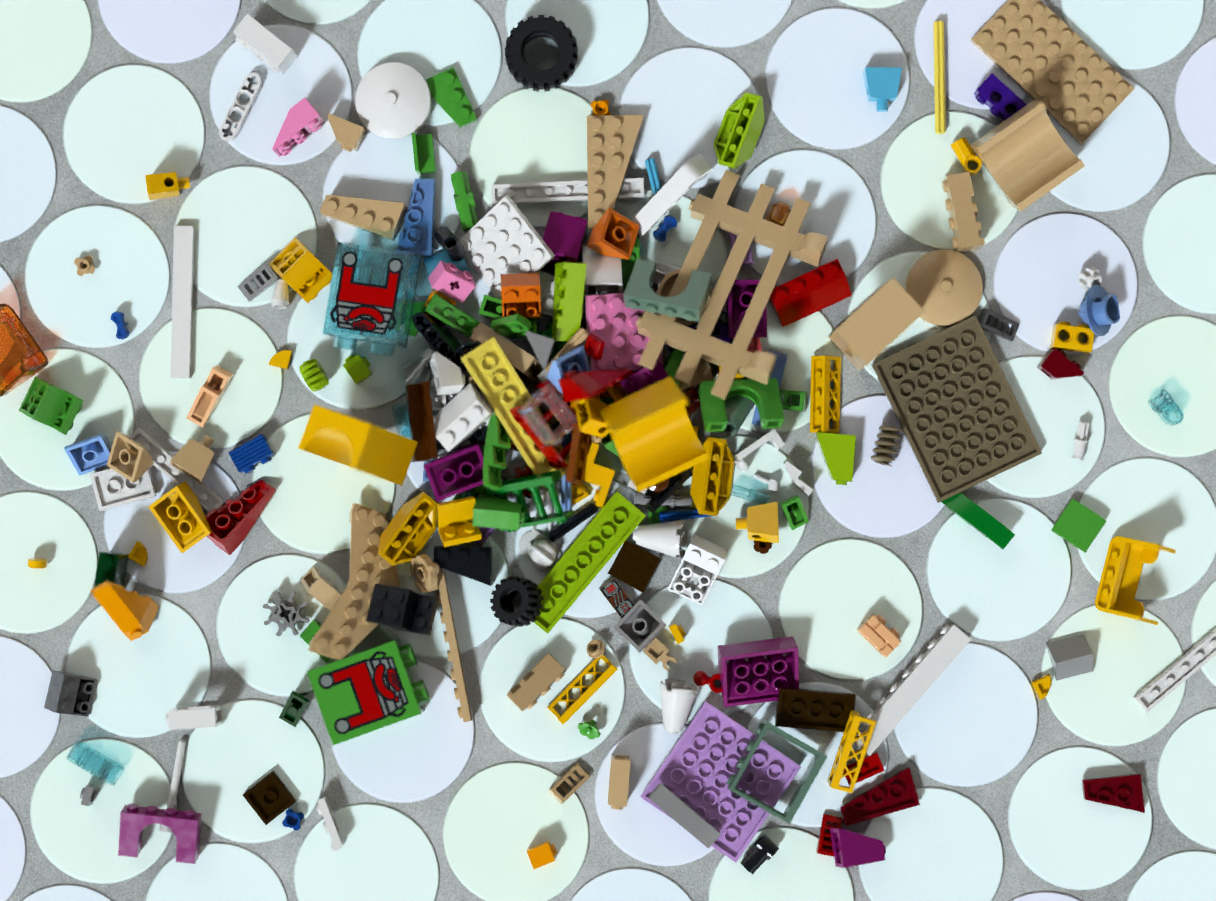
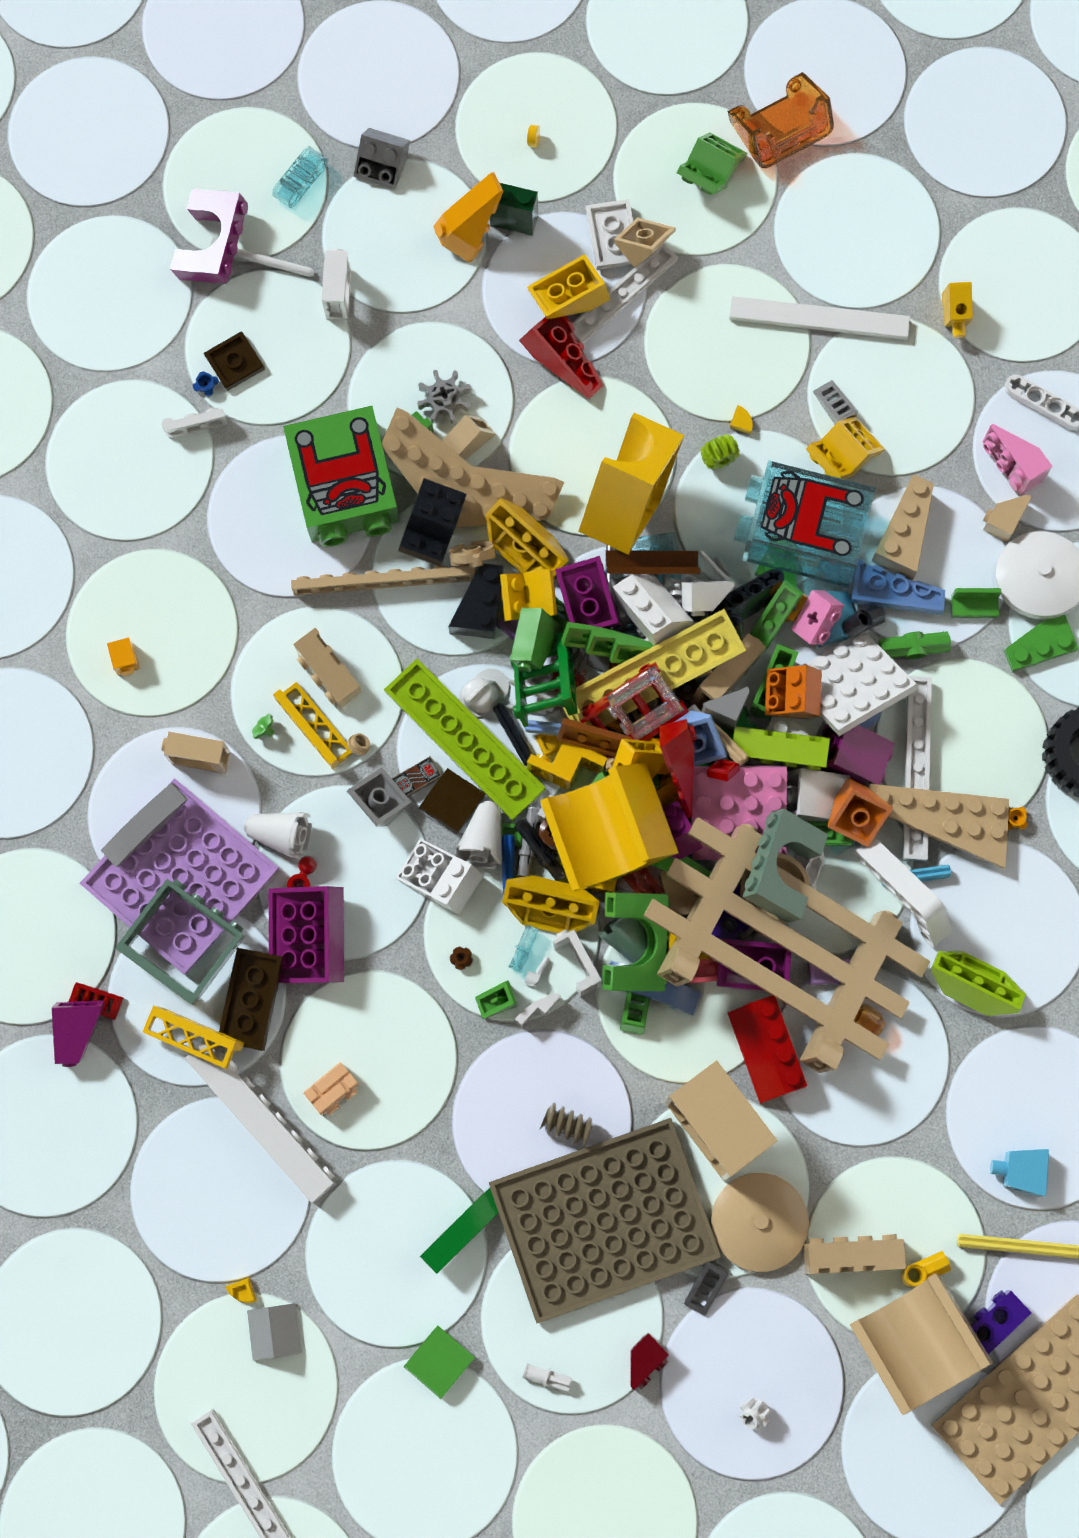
camera: 95 degrees right, 10 degrees down
(88, 794) = (264, 166): light grey plate -> none
(89, 265) = (867, 221): tan plate -> none
(89, 454) = (652, 199): light blue slope -> none
(118, 318) = (790, 249): blue piece -> none
(139, 554) = (531, 245): yellow tile -> none
(194, 458) = (635, 313): tan torso -> none
(209, 395) = (707, 337): light nougat slope -> none
(252, 453) = (634, 376): blue brick -> none
(280, 295) = (816, 425): white cone -> none
(294, 708) = (333, 395): dark green slope -> none
(357, 368) = (722, 503): lime brick -> none
(513, 325) = (758, 680): bright green plate -> none
(529, 605) = (427, 641): black tyre -> none
(581, 771) = (204, 686): tan slope -> none
(657, 652) = (345, 817): tan plate -> none
(668, 223) = (857, 875): blue piece -> none
(677, 632) = (365, 842): yellow plate -> none
(761, 522) = (487, 957): yellow torso -> none
(762, 851) = (88, 917): black piece -> none
(822, 394) = (639, 1051): yellow fence -> none
(838, 455) = (561, 1062): lime slope -> none
(870, 767) = (171, 1057): red plate -> none
(885, 798) = (130, 1074): dark red wing -> none
(1072, 342) = (674, 1380): yellow brick -> none
(1099, 310) = (712, 1420): medium blue helmet -> none
(1118, 791) = (97, 1372): dark red wing -> none
(1122, 576) = (365, 1411): yellow windscreen -> none
(1165, 407) = (579, 1496): clear light blue piece -> none

